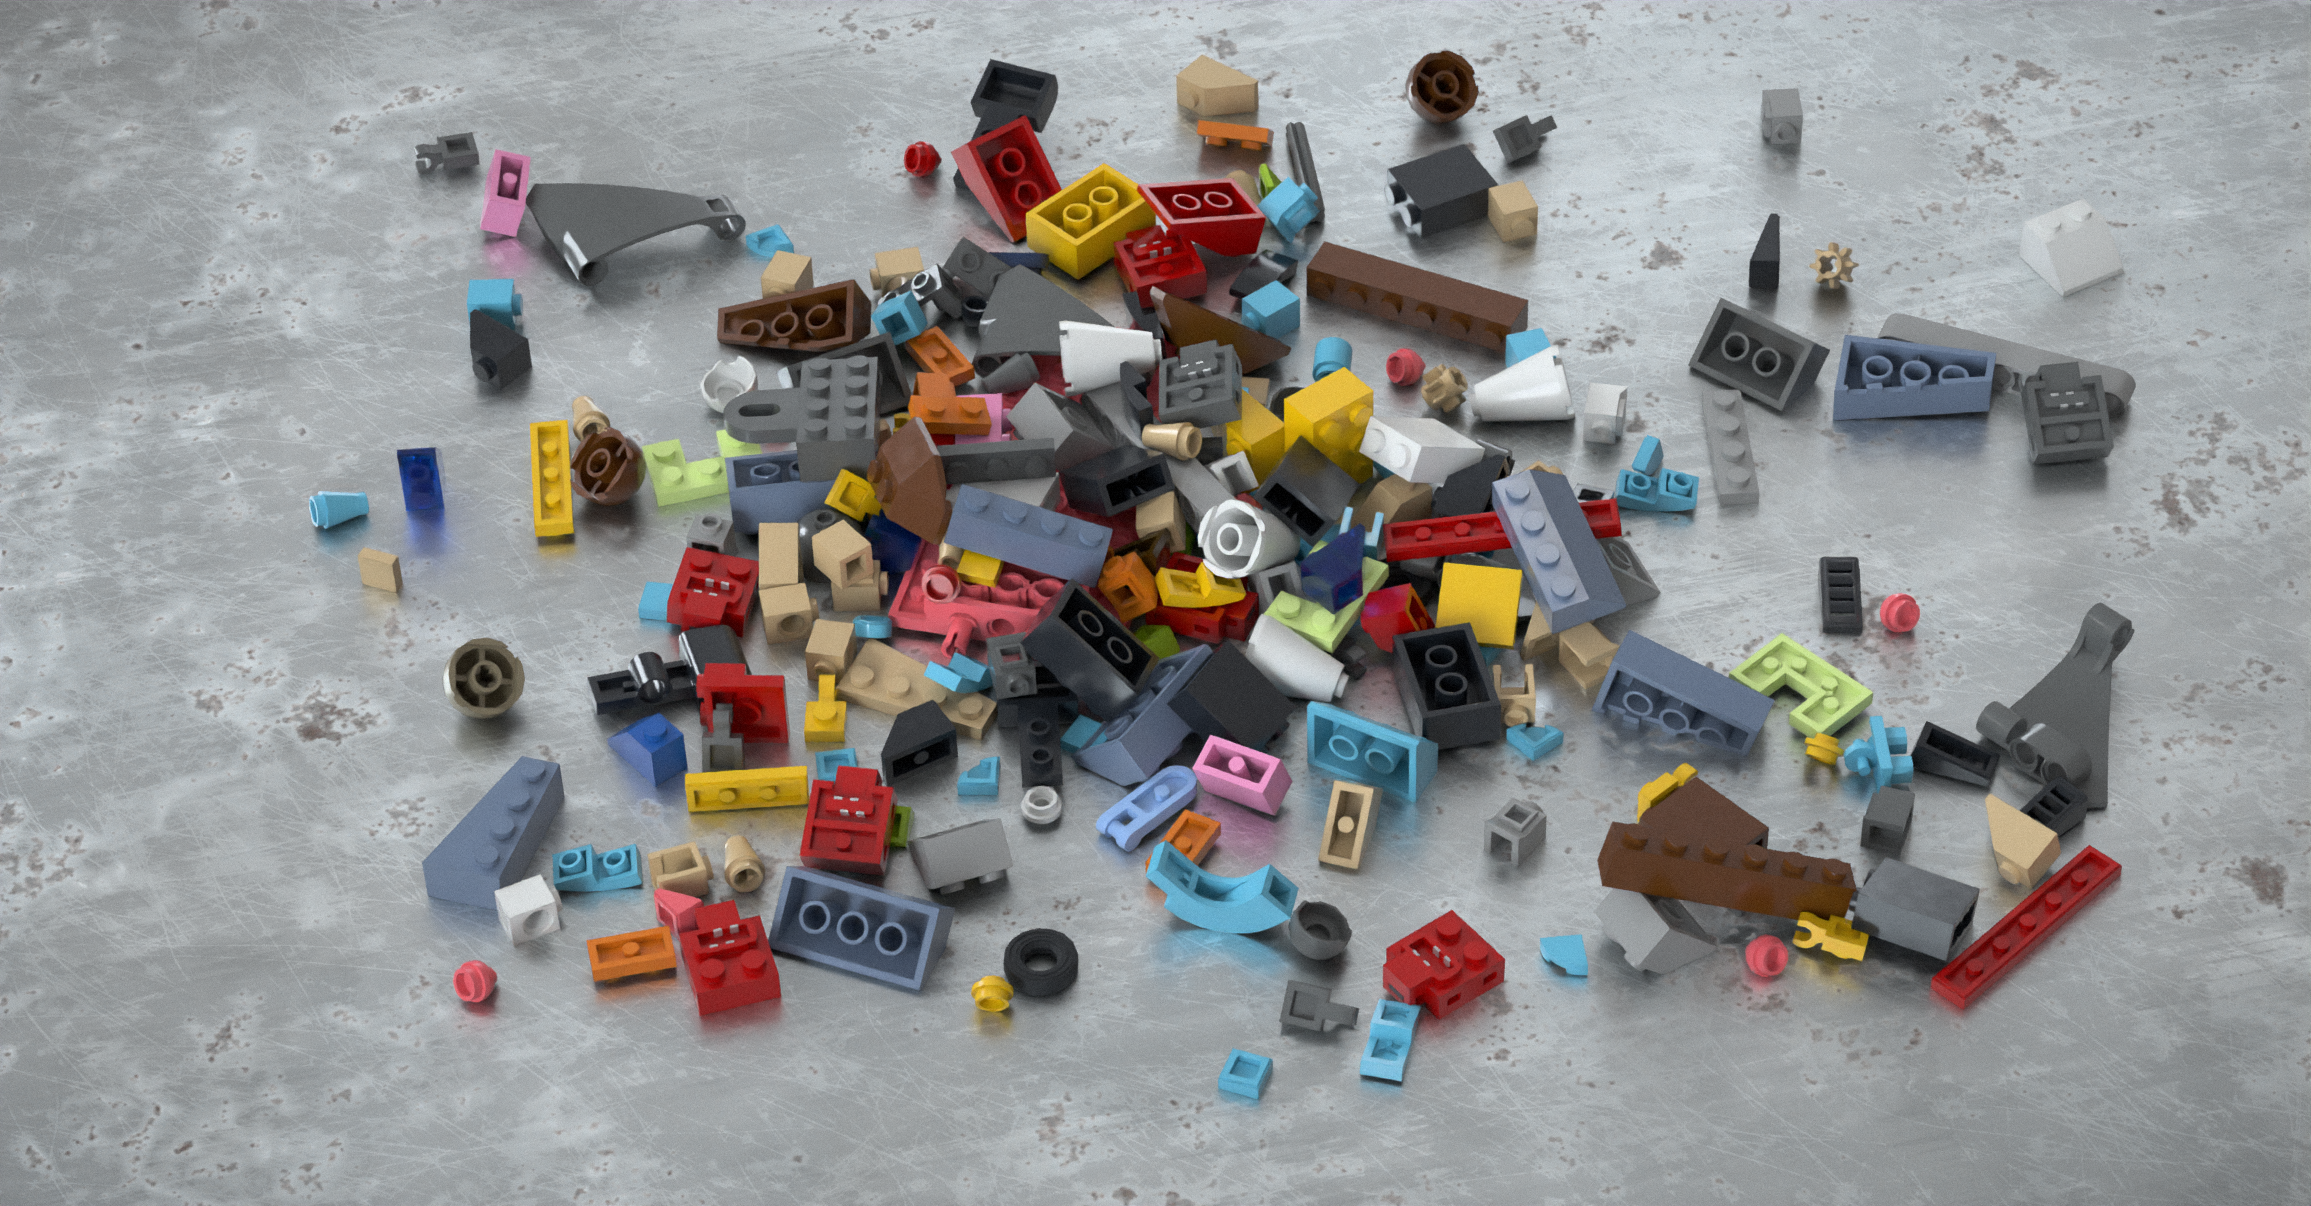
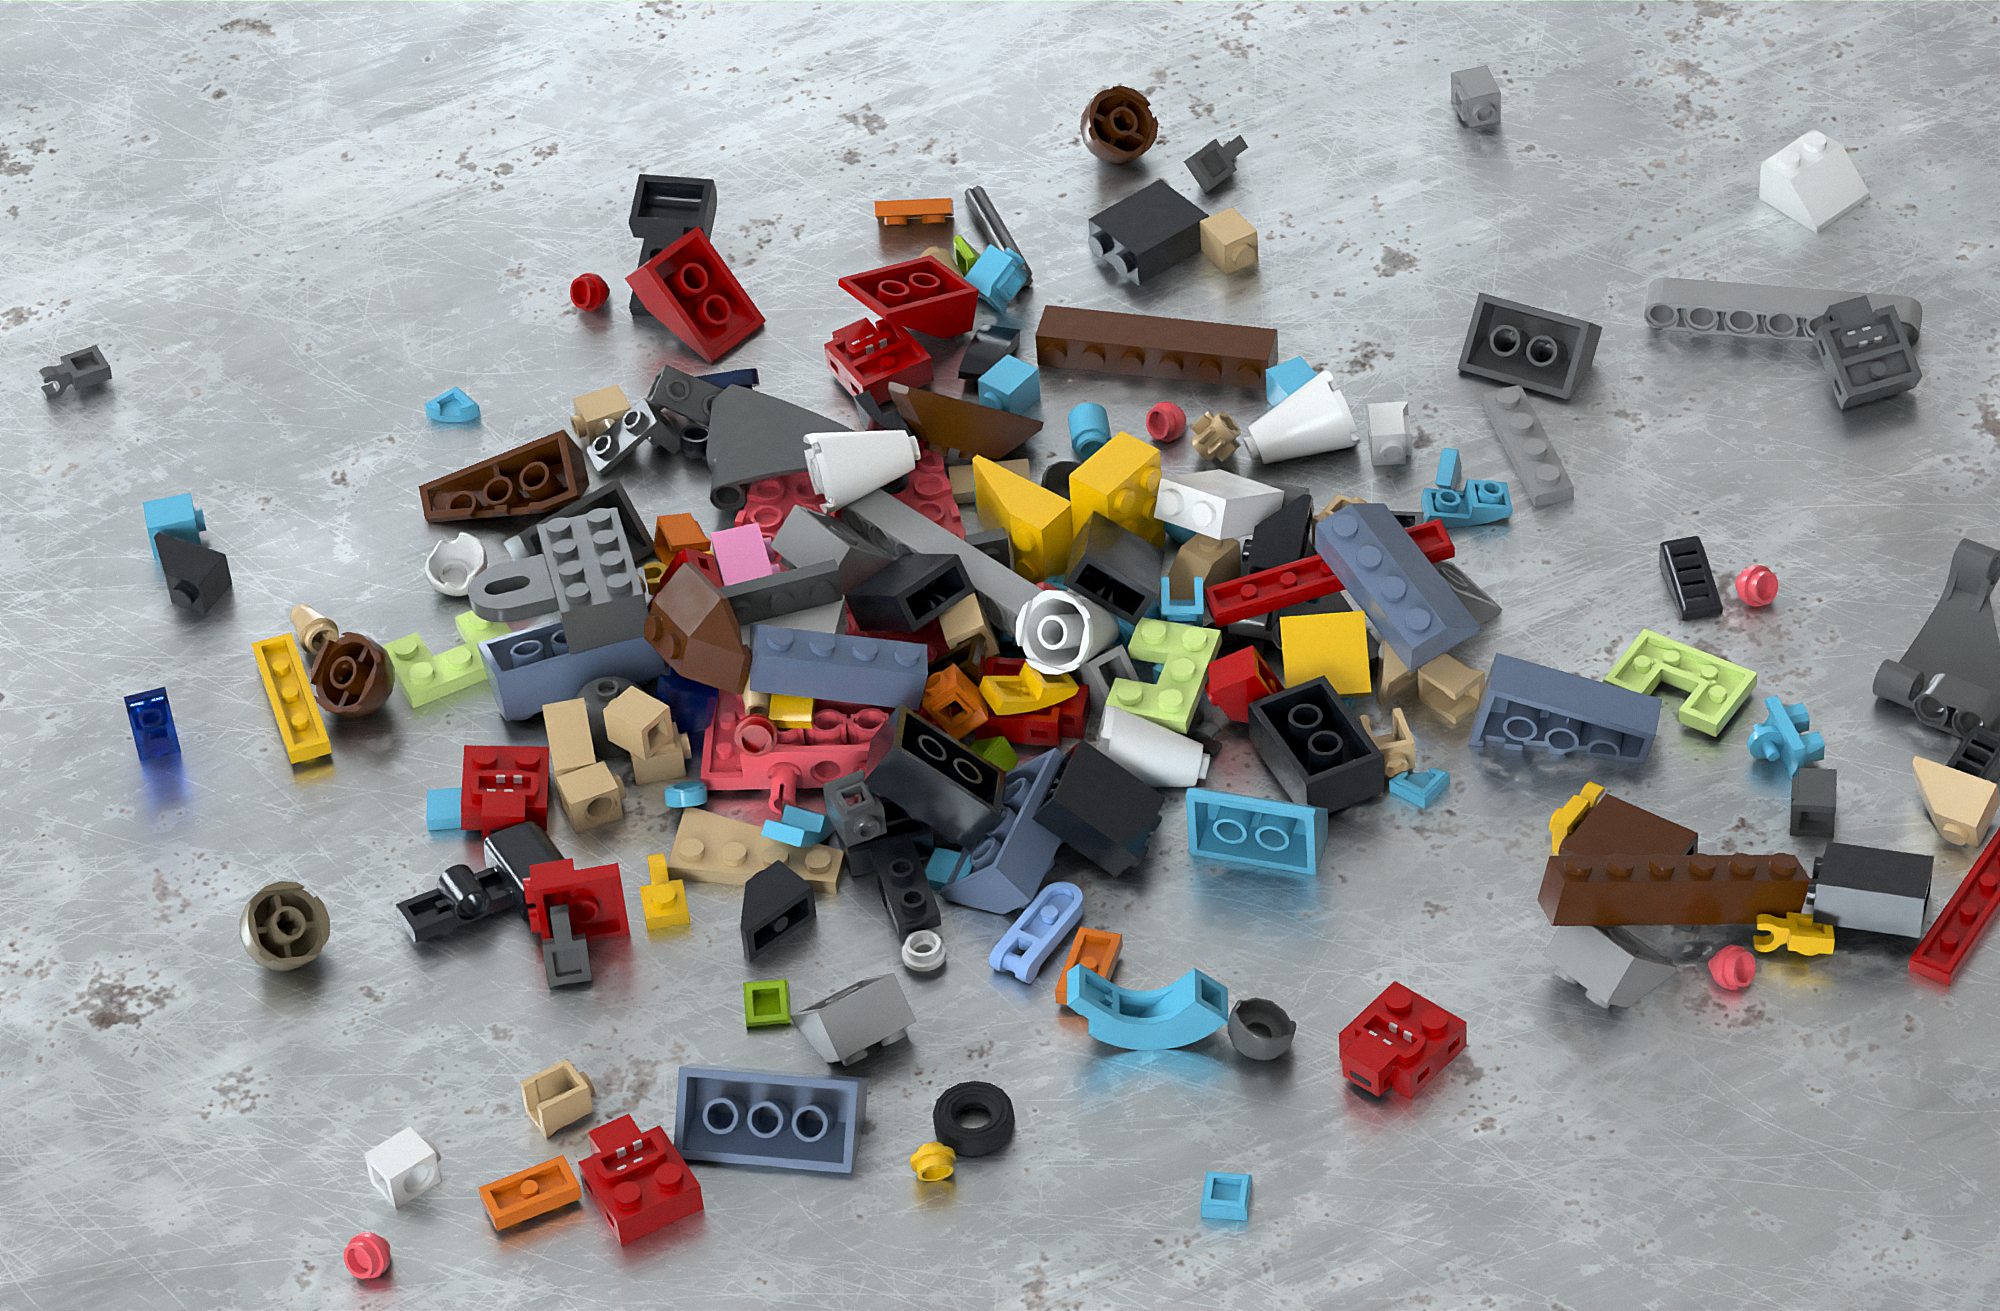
camera: 10 degrees left, 0 degrees up
(337, 507) = (62, 772): medium azure cone -> none
(380, 569) = (133, 829): tan tile -> none
(497, 836) = (347, 1095): sand blue wedge -> none
(505, 193) = (153, 403): bright pink brick -> none
(586, 871) = (455, 1113): medium azure slope -> none
(600, 219) = (265, 415): dark grey panel -> none
(652, 748) = (486, 966): blue slope -> none
(676, 911) = (567, 1138): coral slope -> none
(712, 535) = (487, 727): light grey window -> none
(742, 865) = (623, 1076): tan cone -> none
(747, 788) = (603, 992): yellow tile -> none
(787, 274) = (483, 438): tan brick -> none
(828, 762) = (692, 953): medium azure tile -> none
(830, 649) = (649, 827): tan brick -> none
(849, 822) = (728, 1007): red piece -> none
(853, 496) = (632, 659): yellow plate -> none
(900, 317) = (620, 461): medium azure brick -> none
(939, 355) = (671, 495): orange plate -> none
(951, 414) = (715, 553): orange plate -> none
(981, 779) = (850, 934): medium azure tile -> none
(1012, 376) = (760, 502): dark grey cone -> none
(1086, 220) = (788, 325): yellow brick -> none
(1134, 399) = (905, 508): black slope -> none
(1174, 439) = (964, 537): tan cone -> none
(1201, 386) = (973, 479): dark grey piece -> none
(1216, 89) = (880, 166): tan slope -> none
(1233, 473) = (1028, 561): white window -> none
(1242, 775) = (1130, 879): bright pink brick -> none
(1310, 1007) = (1274, 1111): dark grey plate -> none
(1337, 570) = (1173, 646): clear blue slope -> none
(1349, 823) = (1257, 910): tan slope -> none
(1390, 1040) = (1368, 1131): medium azure slope -> none
(1521, 824) = (1434, 876): light grey window -> none
(1566, 952) = (1523, 1003): medium azure tile -> none
(1766, 257) = (1507, 243): black slope -> none
(1823, 748) = (1724, 740): yellow plate -> none
(1843, 264) = (1568, 243): tan gear -> none
(1910, 379) = (1694, 343): sand blue wedge -> none
(1940, 751) = (1844, 722): black slope -> none

